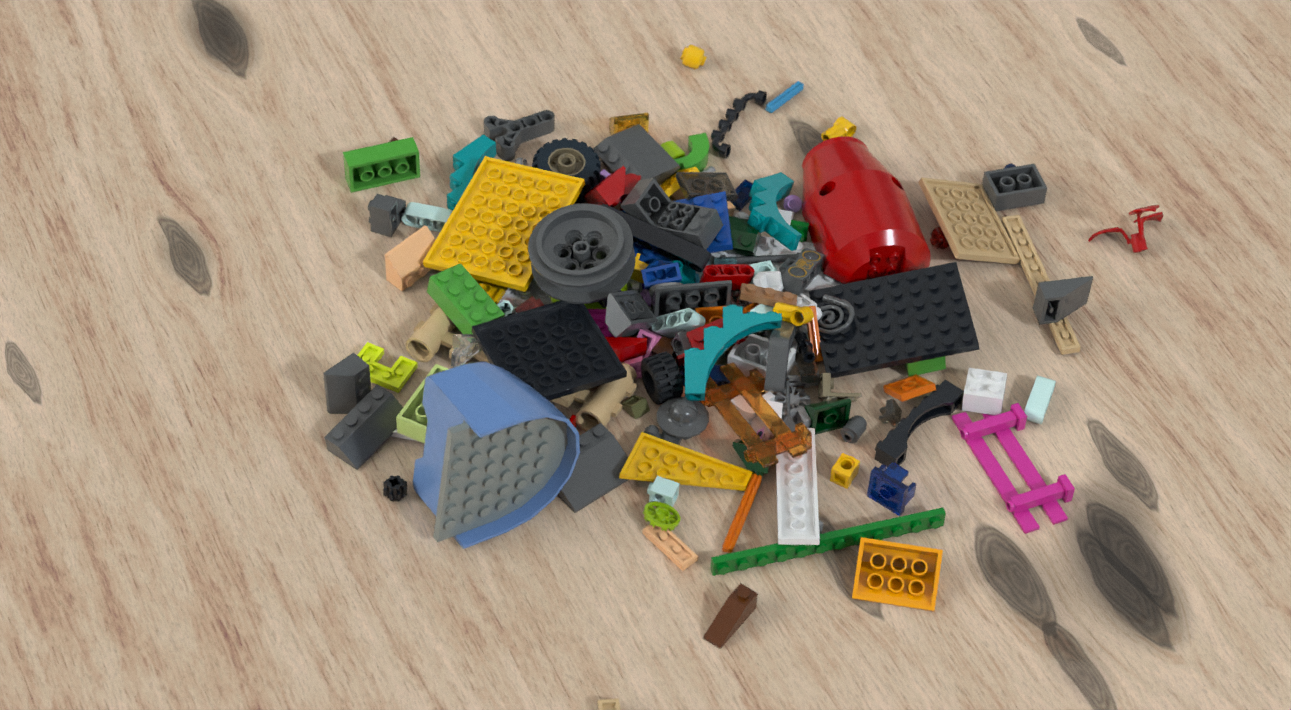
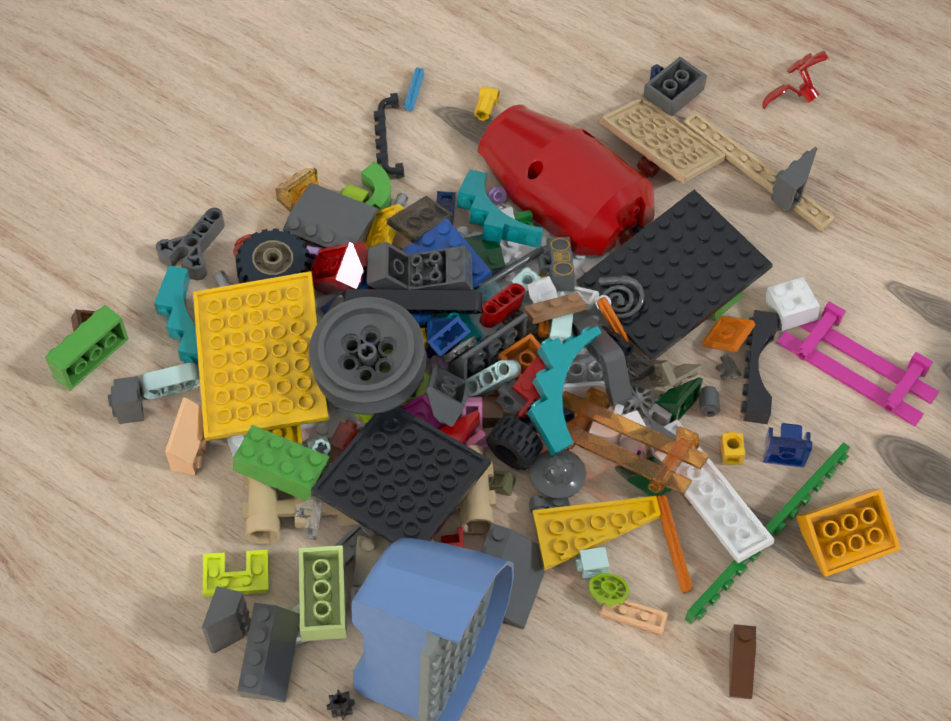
camera: 30 degrees left, 10 degrees up
(693, 56) = (305, 86): yellow head -> none
(791, 313) = (589, 315): yellow piece -> none
(1039, 399) = (838, 285): light aqua beam -> none

